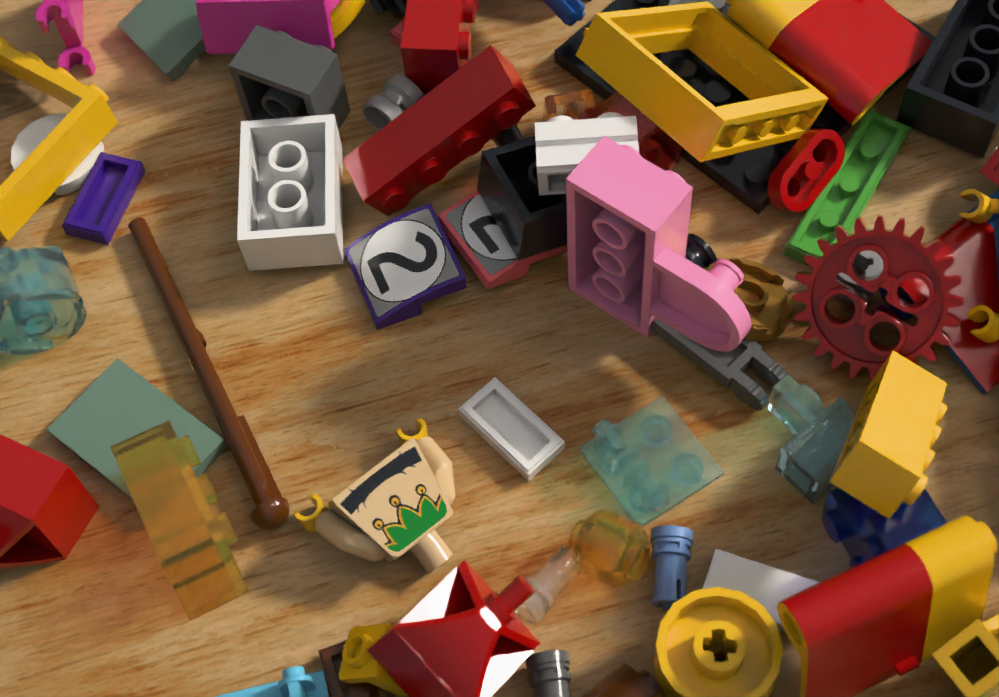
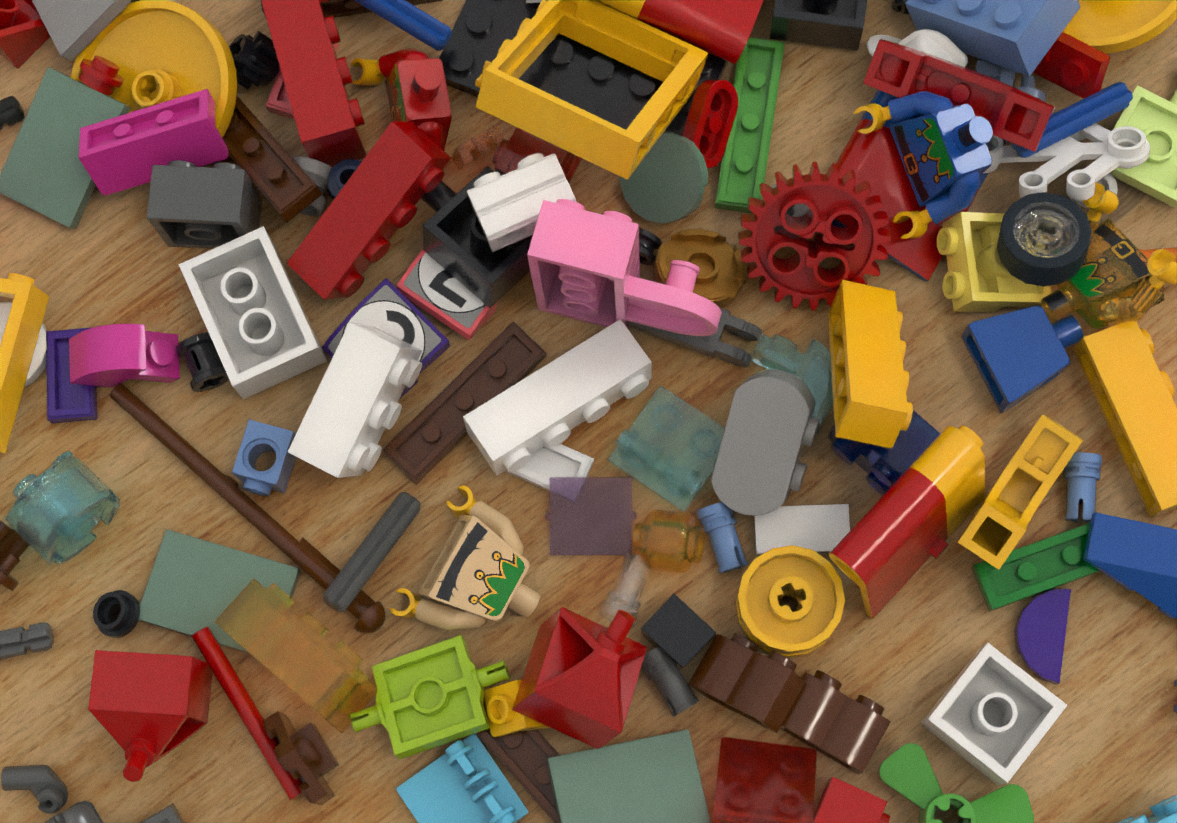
camera: 20 degrees left, 15 degrees up
(31, 417) = (107, 611): none -> black plate
(107, 563) = (245, 707): none -> red bar
(137, 621) = (303, 755): none -> reddish brown plate
(153, 182) = (122, 352): none -> dark pink brick
(222, 223) = (202, 362): none -> black bush
(240, 308) = (257, 440): none -> medium blue brick
(293, 613) = (430, 697): none -> lime plate
(300, 448) = (371, 552): none -> dark grey axle
(347, 293) = (356, 401): none -> white brick
(365, 69) = (268, 164): none -> reddish brown tile
(458, 346) = (441, 422): none -> reddish brown tile
(531, 50) = (414, 89): none -> red torso
(538, 495) = (590, 515): none -> piece
(552, 367) = (559, 398): none -> white brick
(582, 641) = (678, 631): none -> black panel
(741, 201) = (667, 180): none -> sand green tile
(750, 479) = (765, 442): none -> light grey brick

